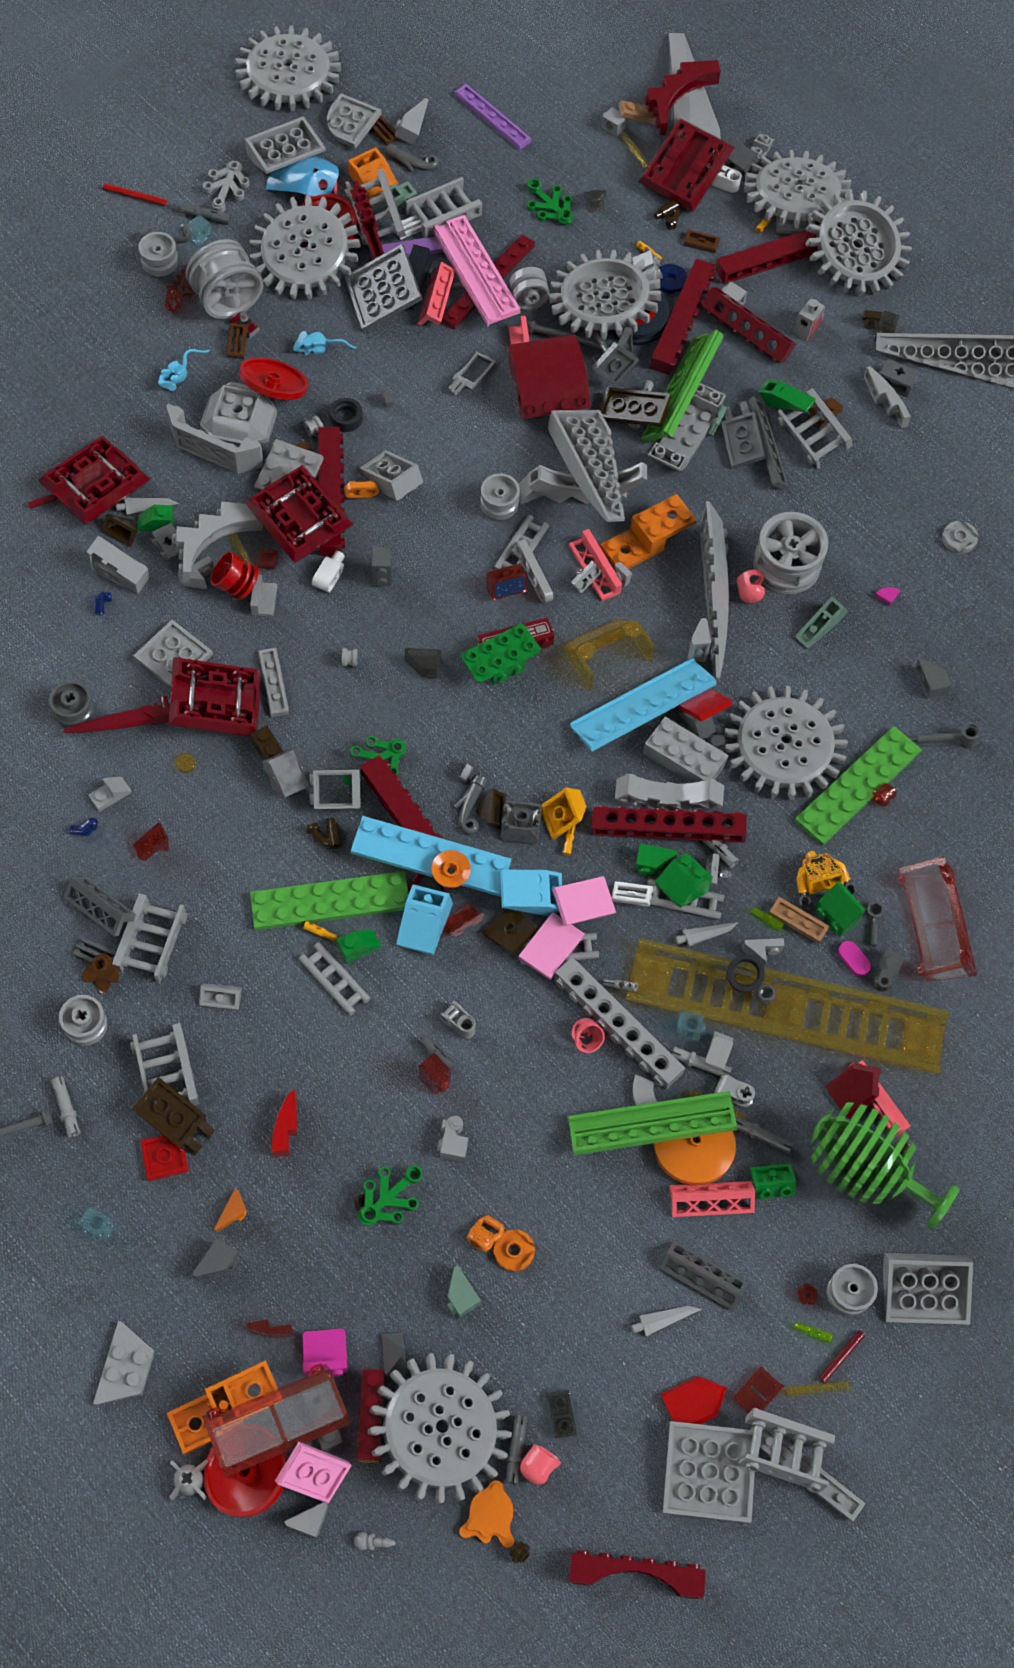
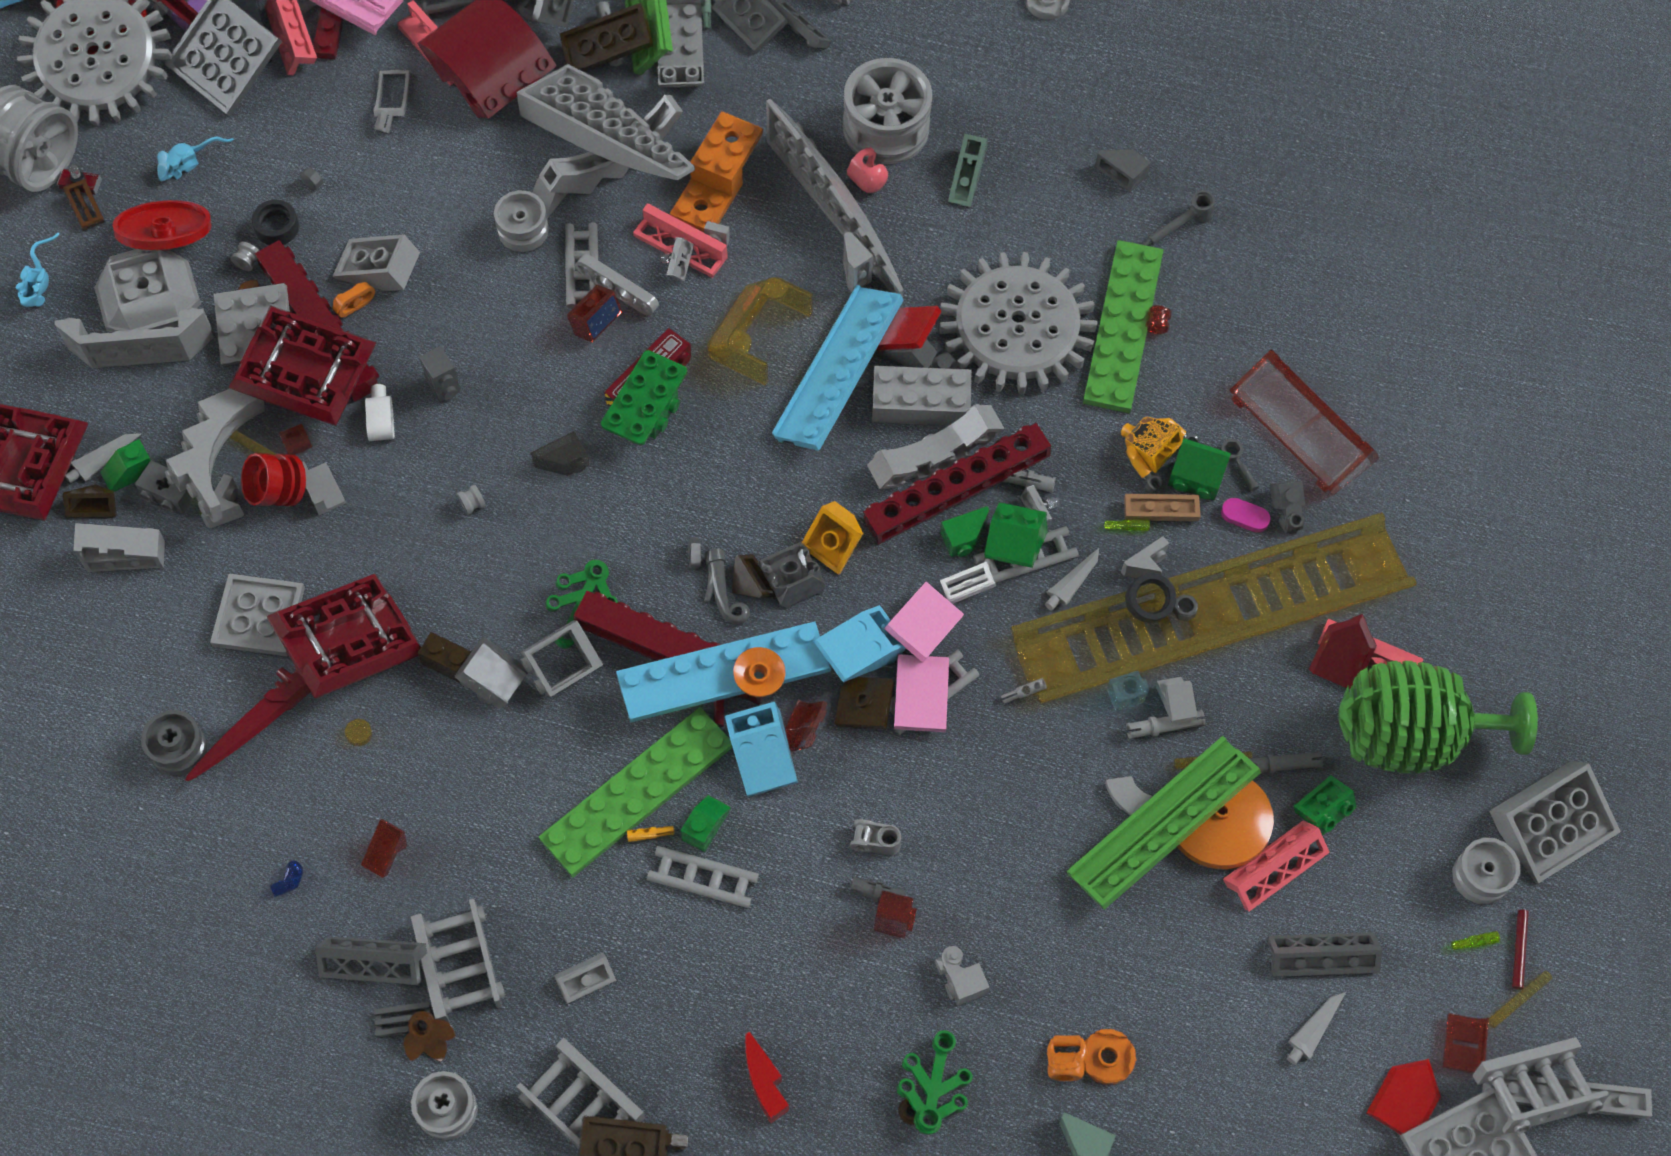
camera: 30 degrees left, 0 degrees up
(100, 600) = (124, 602): clear blue arm -> none
(113, 790) = (291, 820): light grey slope -> none
(273, 682) = (399, 578): light grey tile -> none
(333, 838) = (588, 711): dark brown plant -> none
(568, 844) = (861, 570): light orange pin -> none
(587, 1025) = (1019, 760): coral helmet -> none
(616, 1012) = (1064, 729): light grey brick -> none
(736, 1090) = (1213, 729): light grey piece -> none
(813, 1294) = (1442, 898): clear red plate -> none
(887, 594) = (1015, 102): dark pink tile -> none

